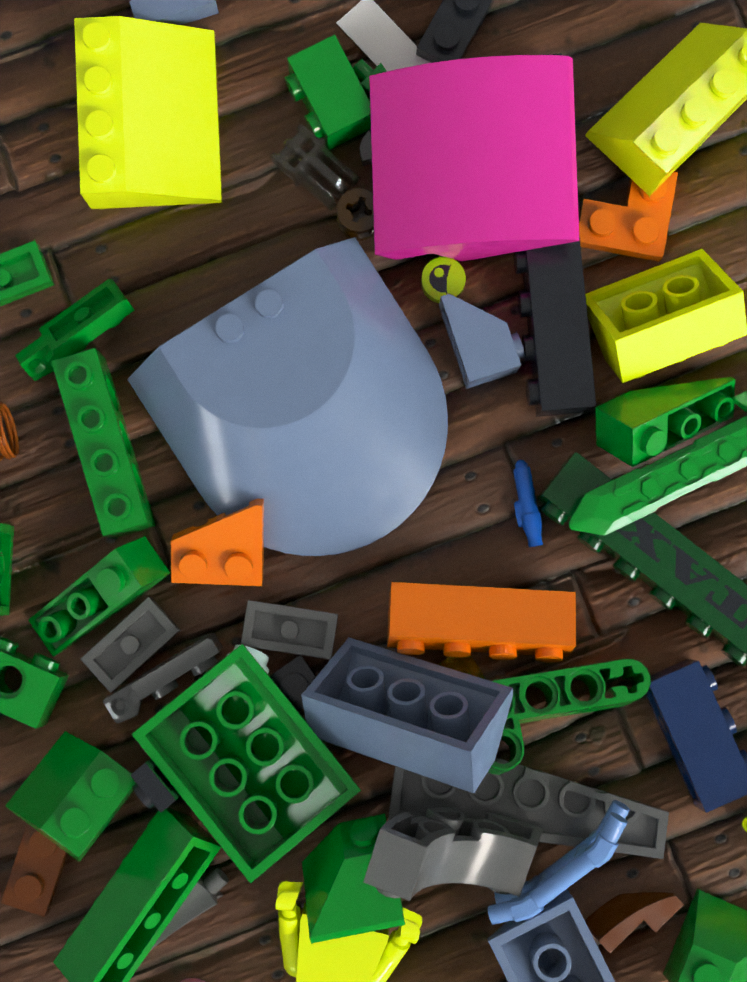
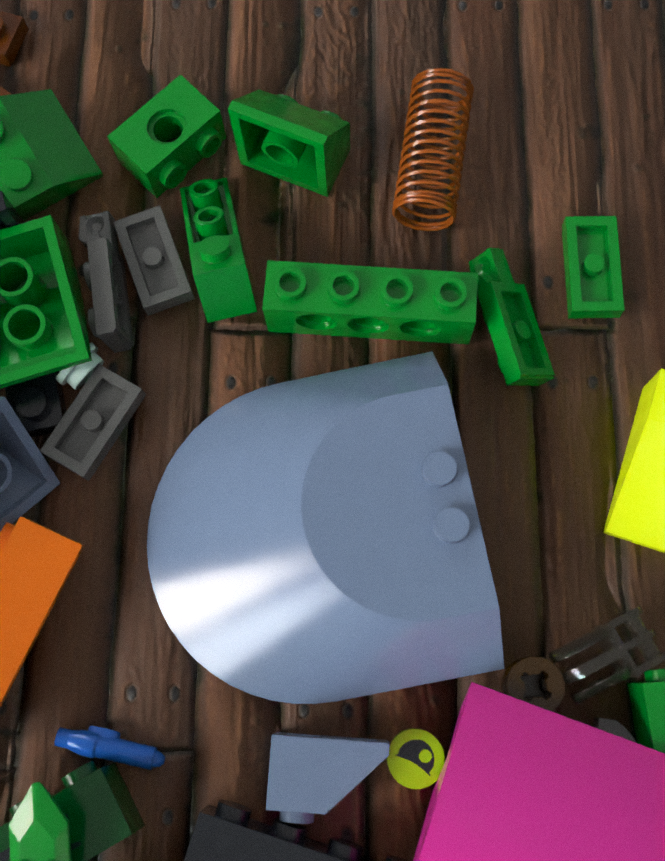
camera: 120 degrees right, 10 degrees down
(222, 550) = (207, 383): orange wing -> none

